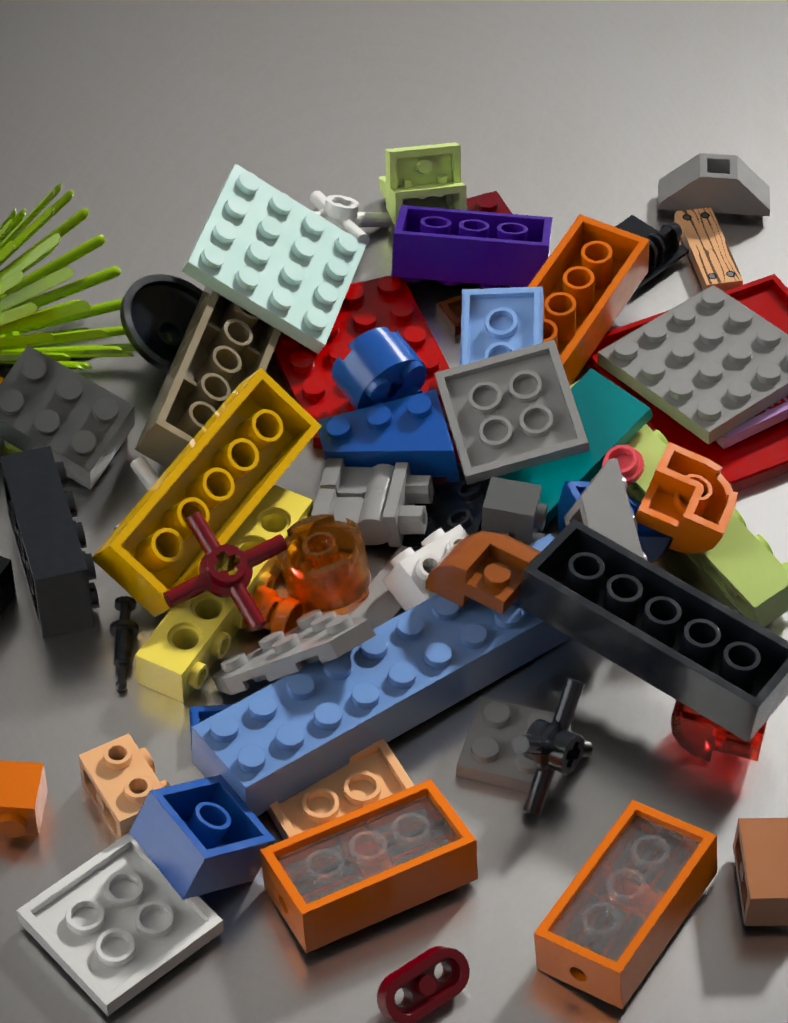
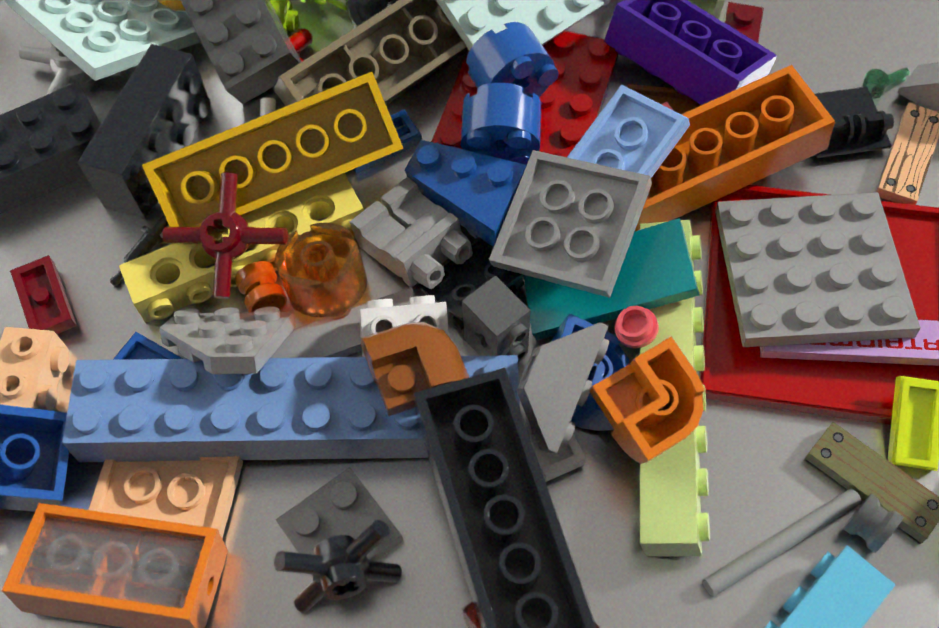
camera: 40 degrees right, 15 degrees up
(69, 725) = (43, 296): none -> dark red plate
(342, 318) = (512, 58): none -> blue brick
(639, 204) = (882, 79): none -> clear green hand

